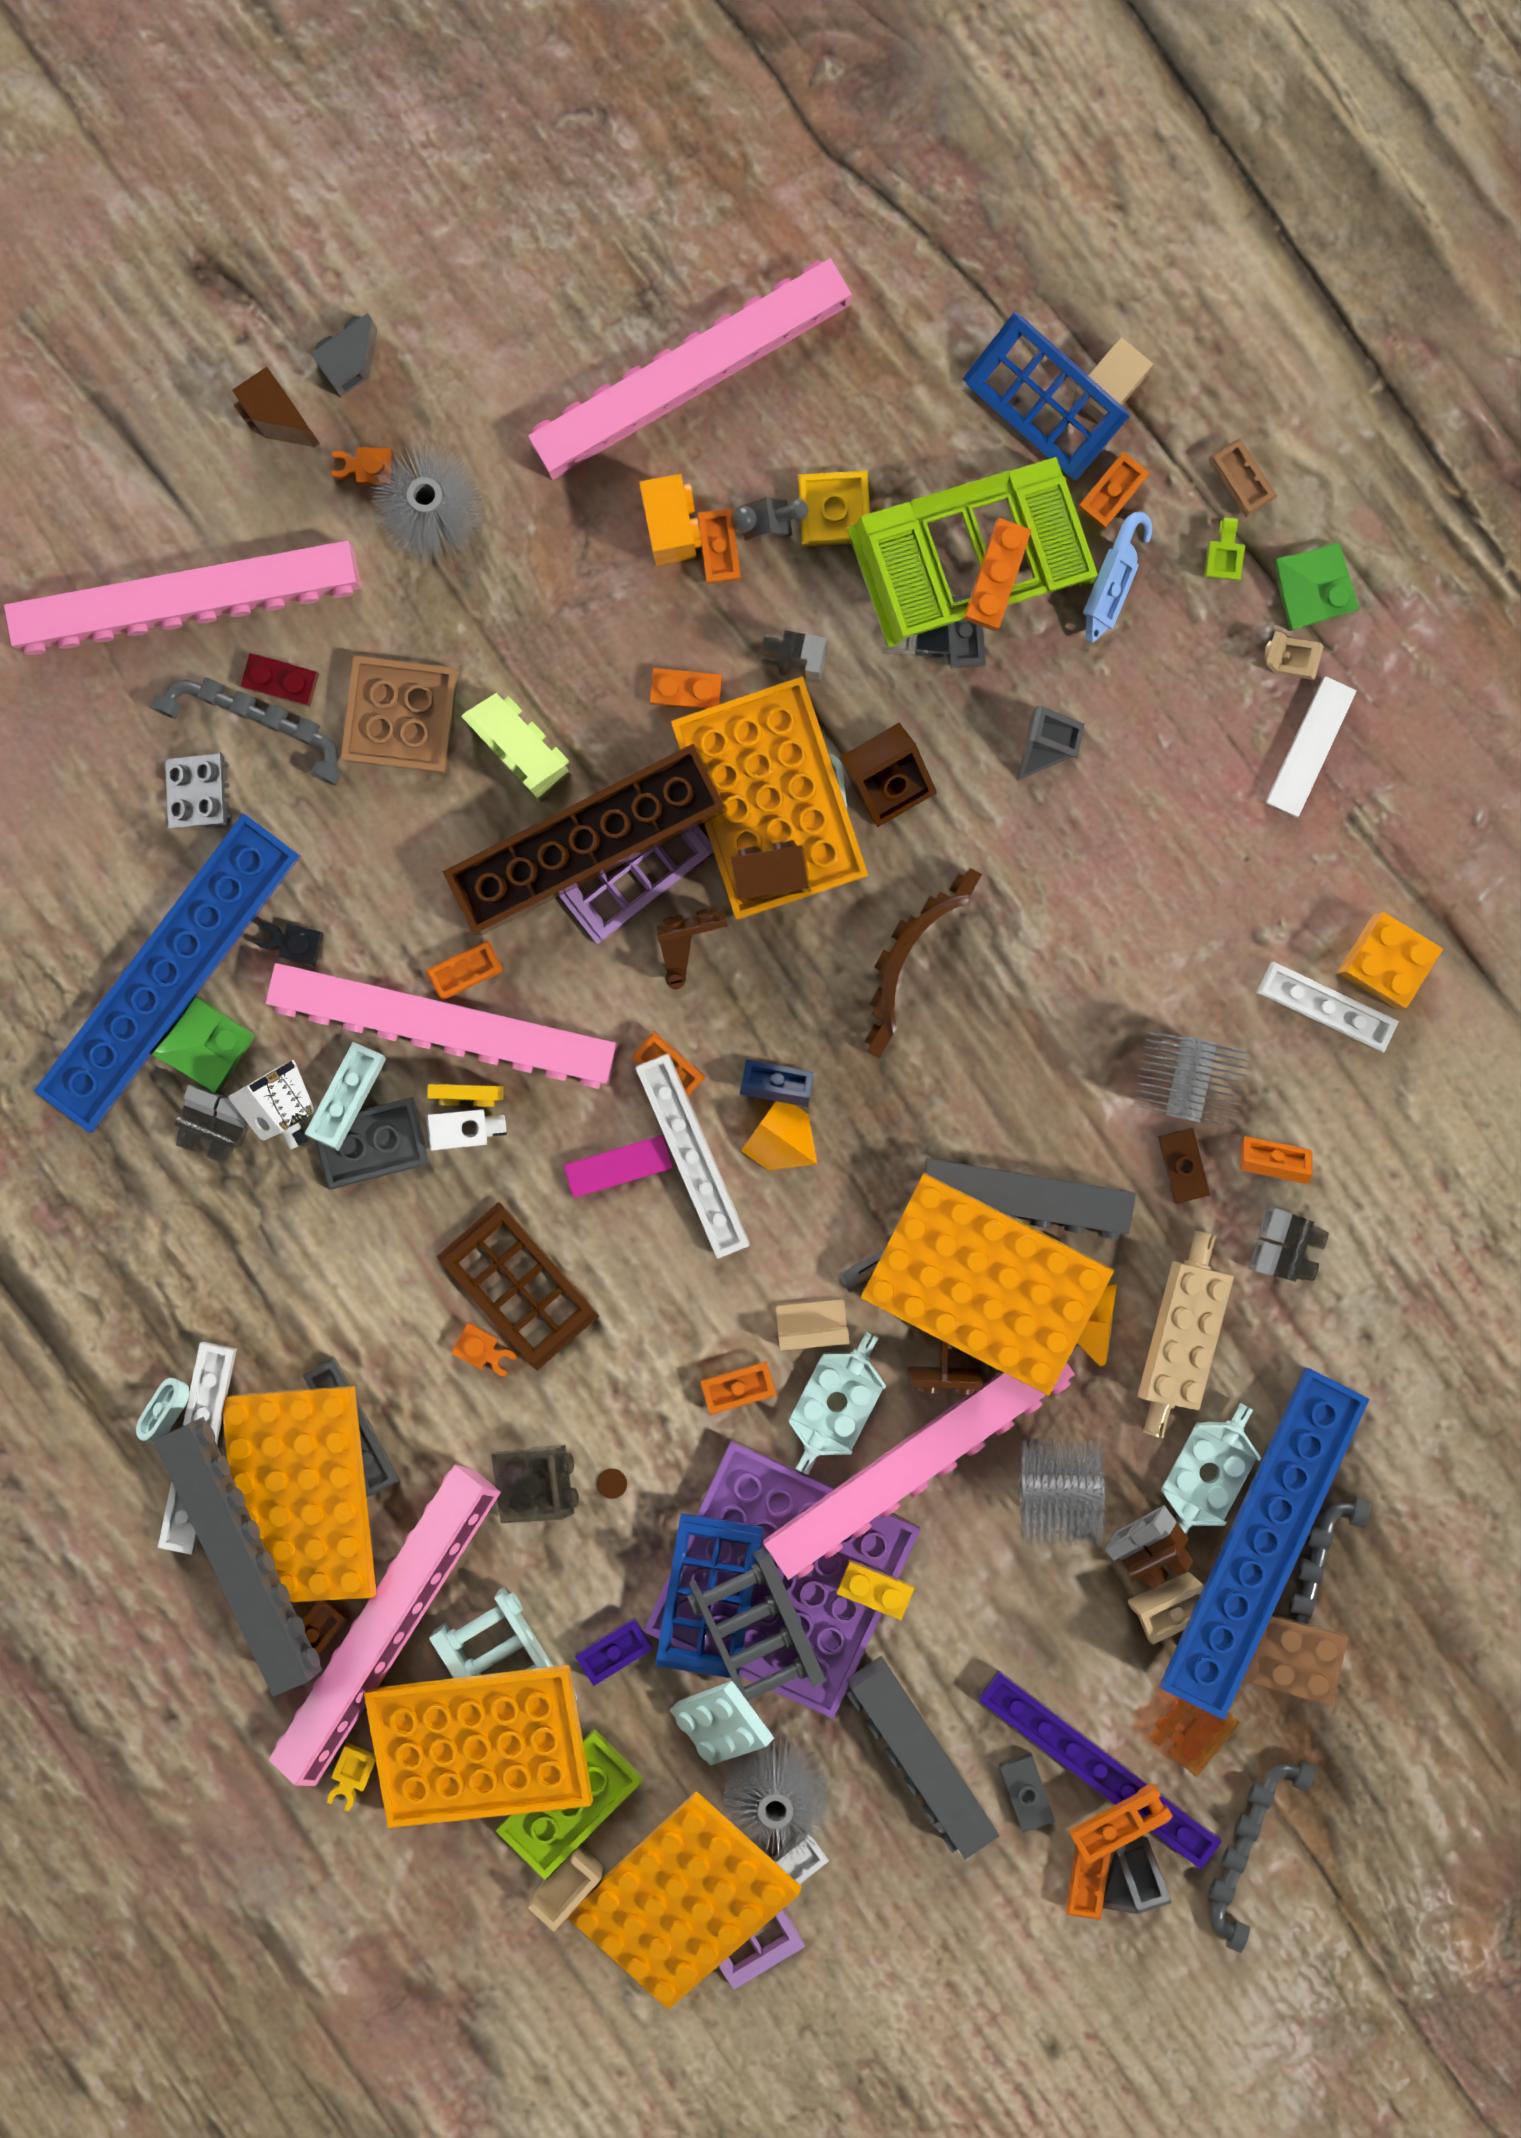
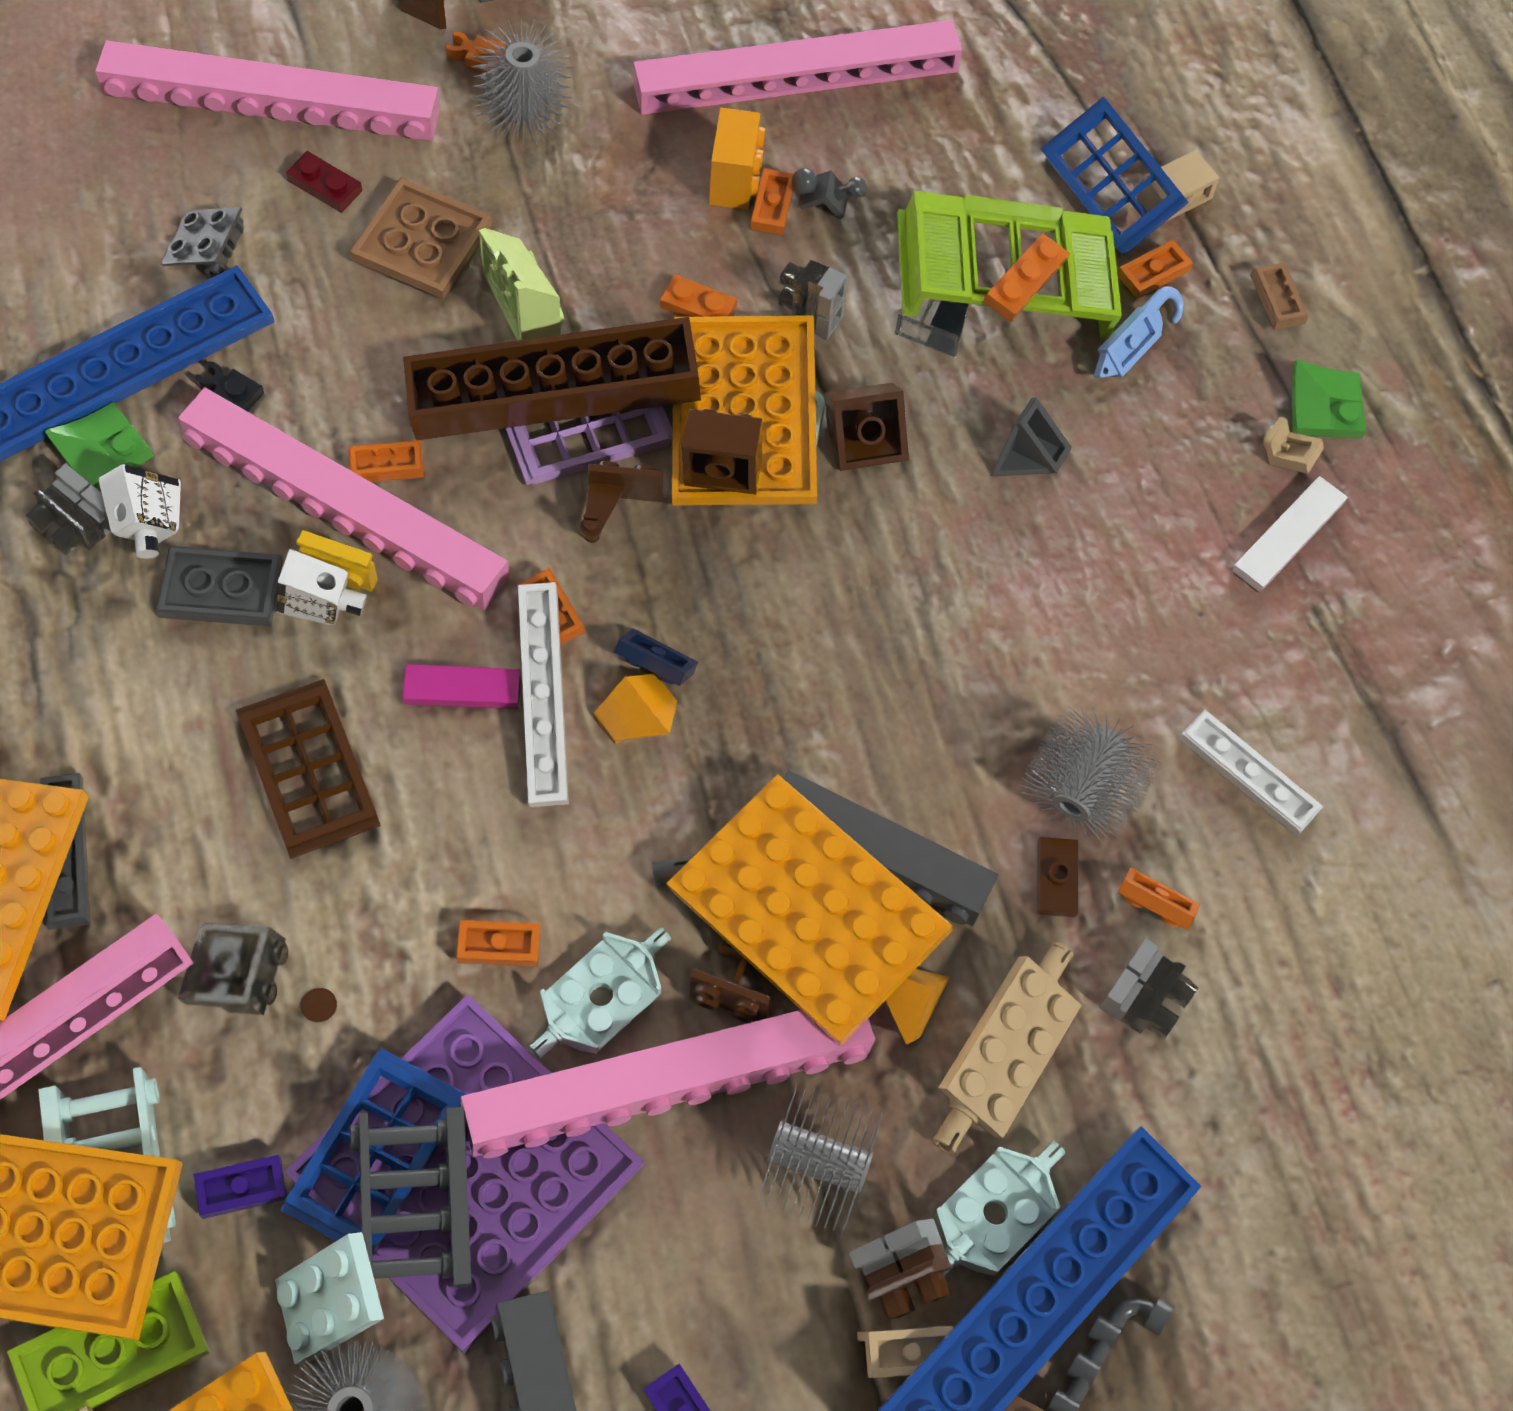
camera: 10 degrees right, 25 degrees down
(243, 706) = (281, 189): dark grey bar -> none
(345, 1096) = (215, 528): light aqua plate -> none
(478, 1347) = (240, 814): orange plate -> none
(812, 1324) = (603, 907): tan panel -> none
(833, 505) = (883, 198): yellow plate -> none
(875, 1589) = (568, 1209): yellow plate -> none
(891, 962) = (834, 568): reddish brown piece -> none
(966, 642) = (979, 337): dark grey plate -> none
(1225, 557) = (1246, 349): lime plate -> none
(1390, 960) = (1326, 742): light orange brick -> none

